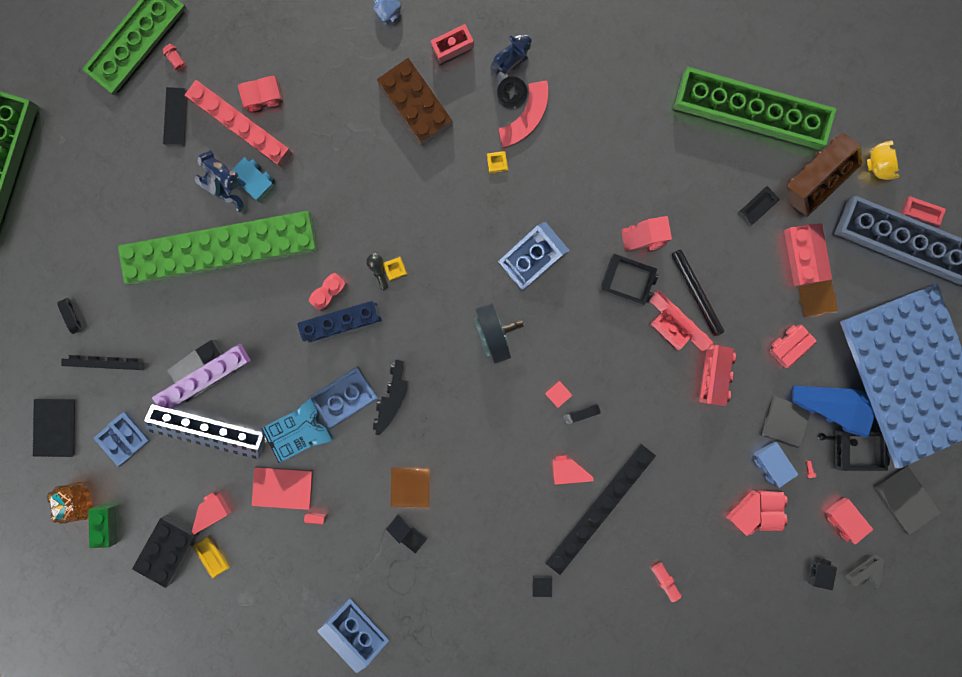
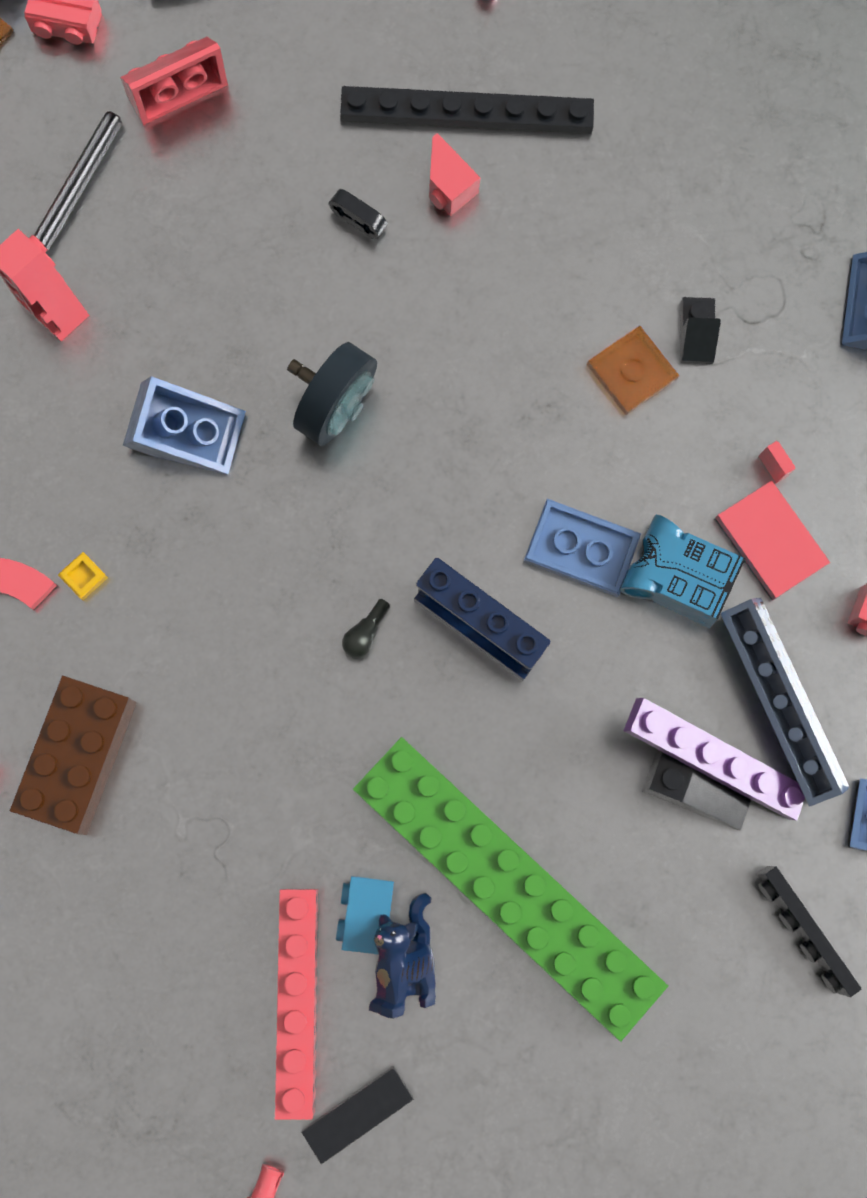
camera: 135 degrees left, 10 degrees down
(70, 315) = (778, 1038): black beam -> none
(260, 93) = (225, 1004): coral brick -> none
(324, 296) = (461, 676): coral brick -> none
(389, 406) = (543, 471): black slope -> none
(394, 269) = (346, 608): yellow tile -> none
(542, 586) = (625, 112): black tile -> none
(558, 394) = (354, 265): coral tile -> none
(610, 272) = (135, 306): black window -> none
(675, 325) = (143, 176): coral bracket -> none

